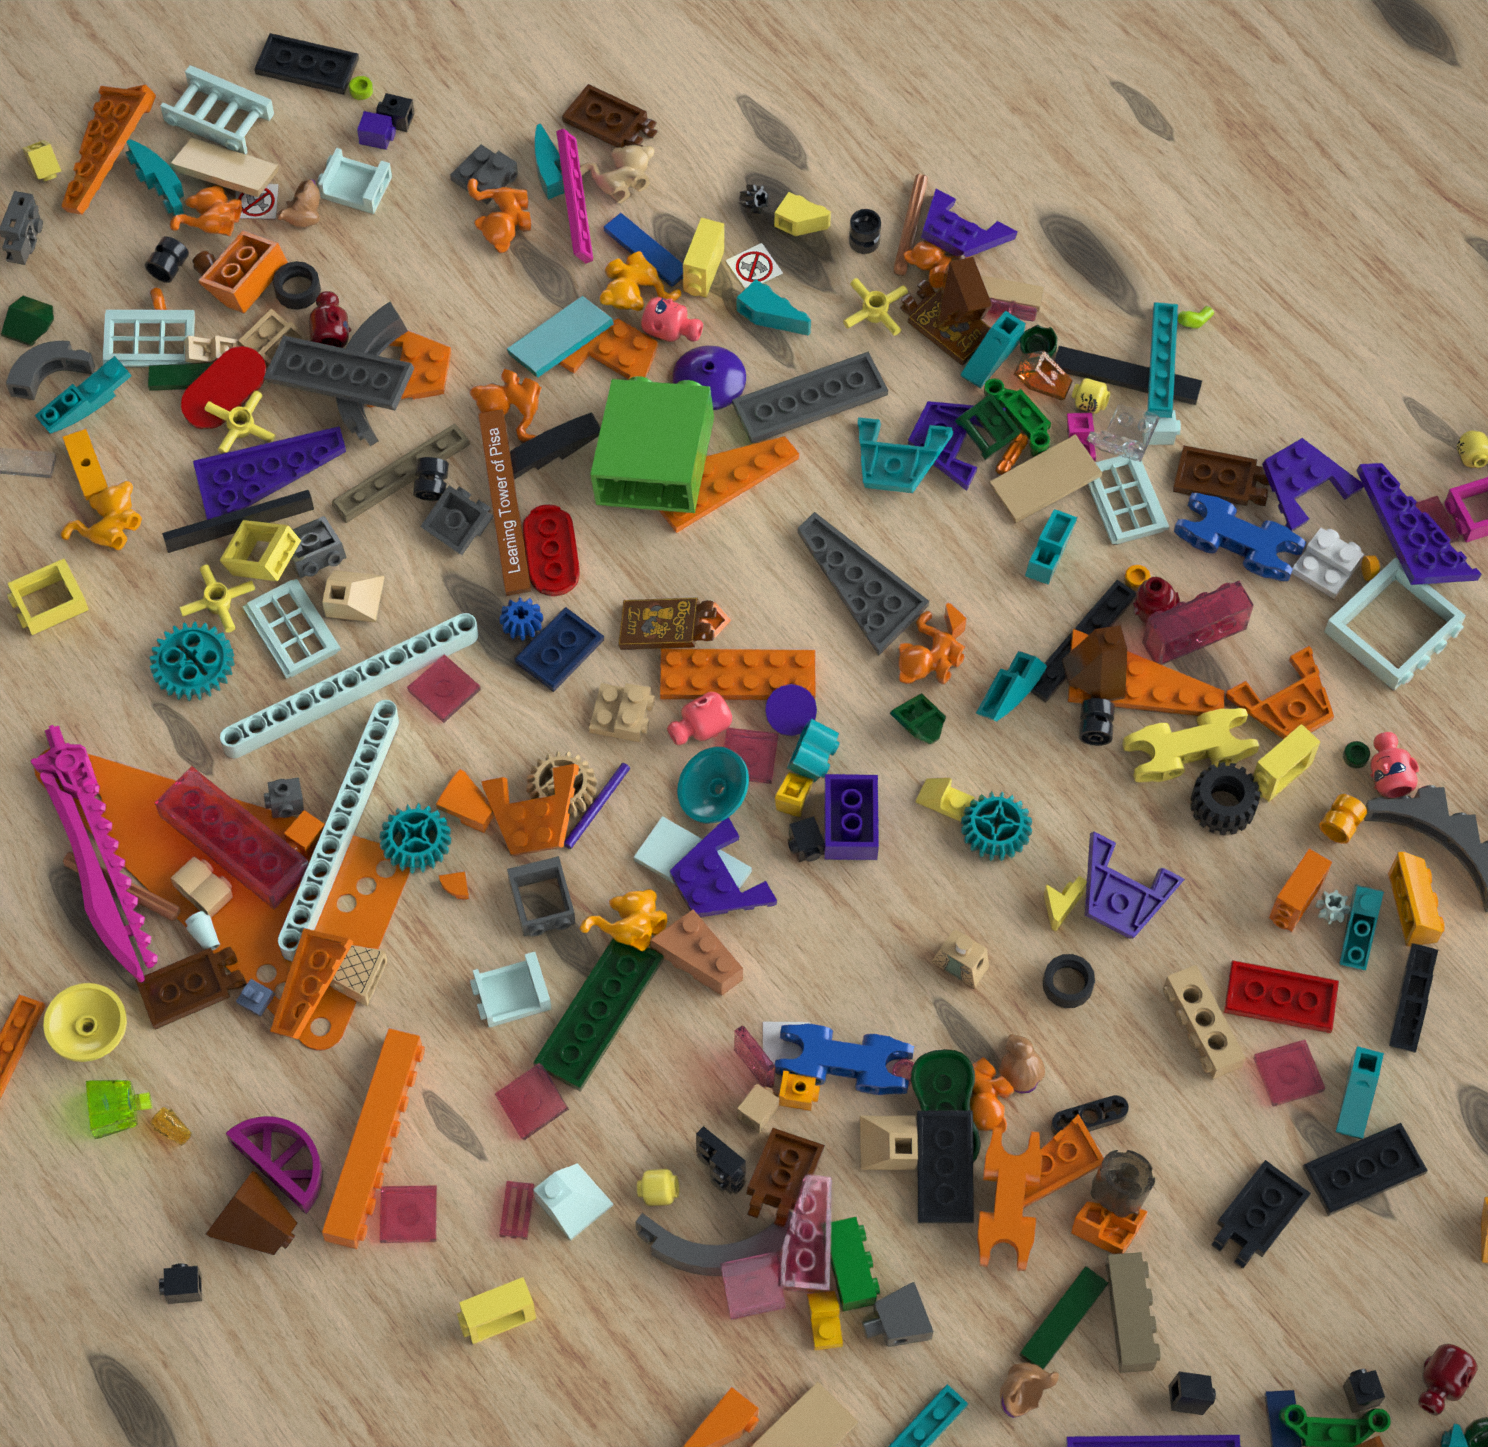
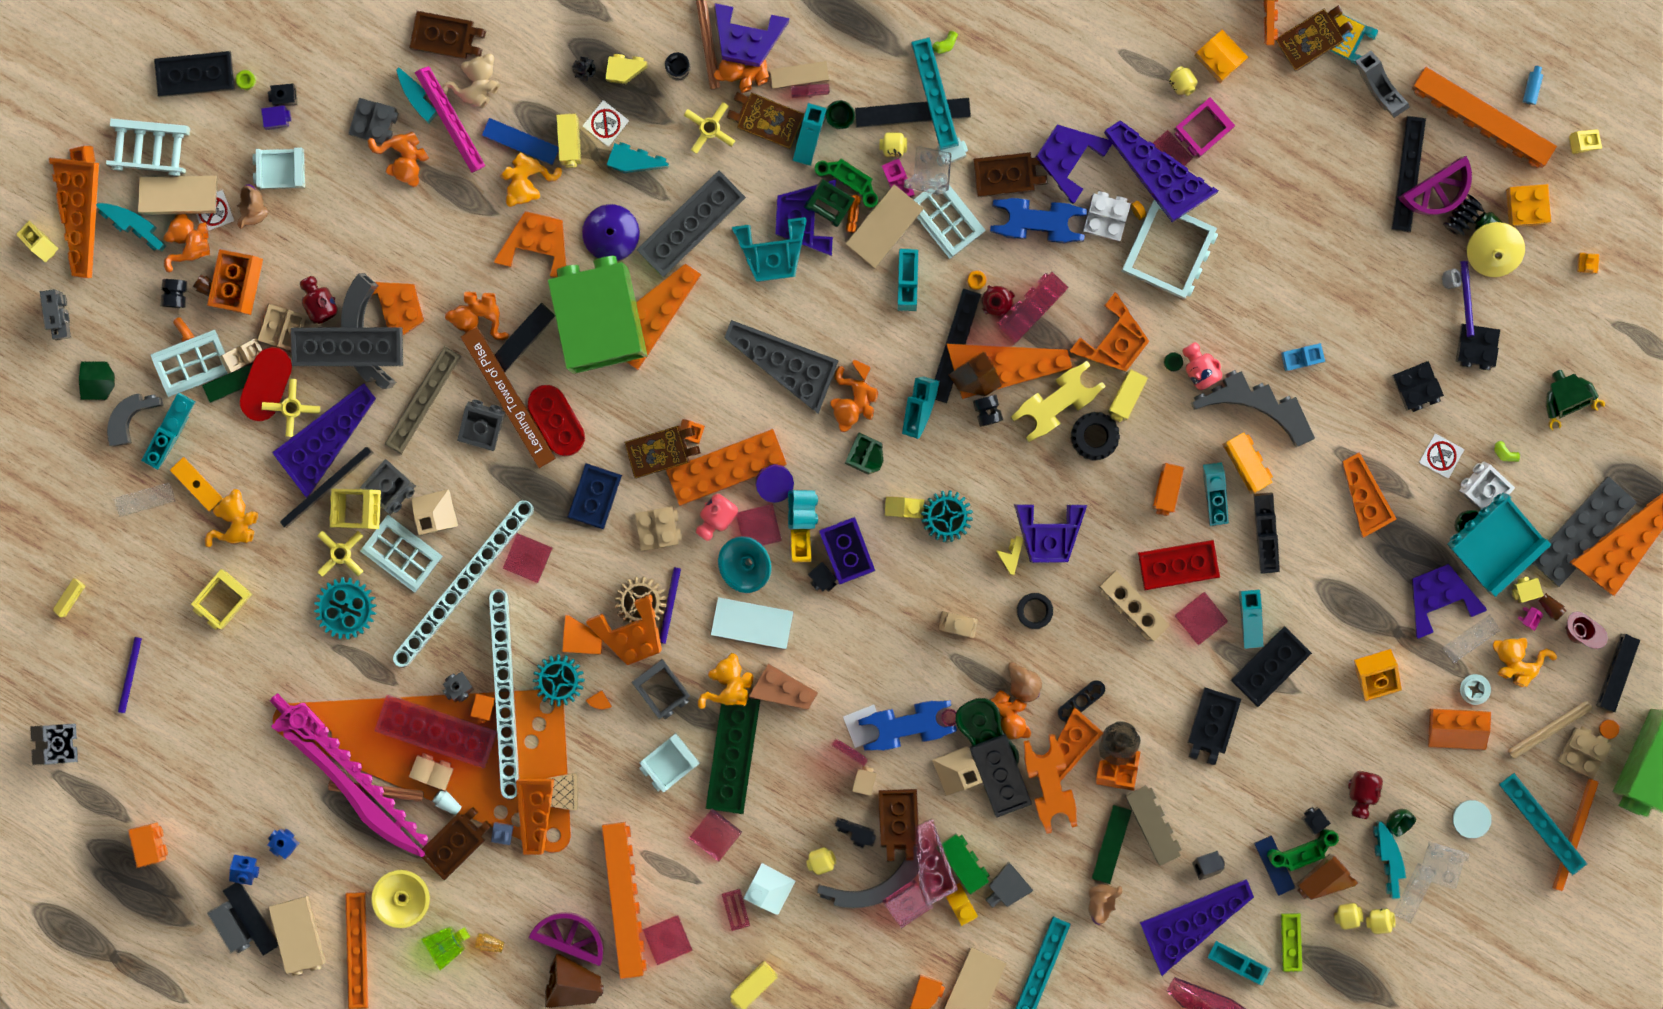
camera: 20 degrees left, 25 degrees up
(292, 270) = (274, 261): black tyre -> none
(430, 478) = (447, 395): black wheel -> none
(521, 627) = (556, 491): blue gear -> none
(560, 336) = (489, 244): teal tile -> none
(669, 321) = (563, 202): coral piece -> none
(707, 882) = (767, 635): dark purple wing -> none
(794, 1099) = (878, 757): light orange brick -> none
(962, 294) = (771, 102): reddish brown slope -> none
(1043, 375) = (853, 140): clear orange slope -> none
(1332, 906) = (1198, 487): light aqua gear -> none
(1343, 818) = (1179, 419): light orange wheel -> none

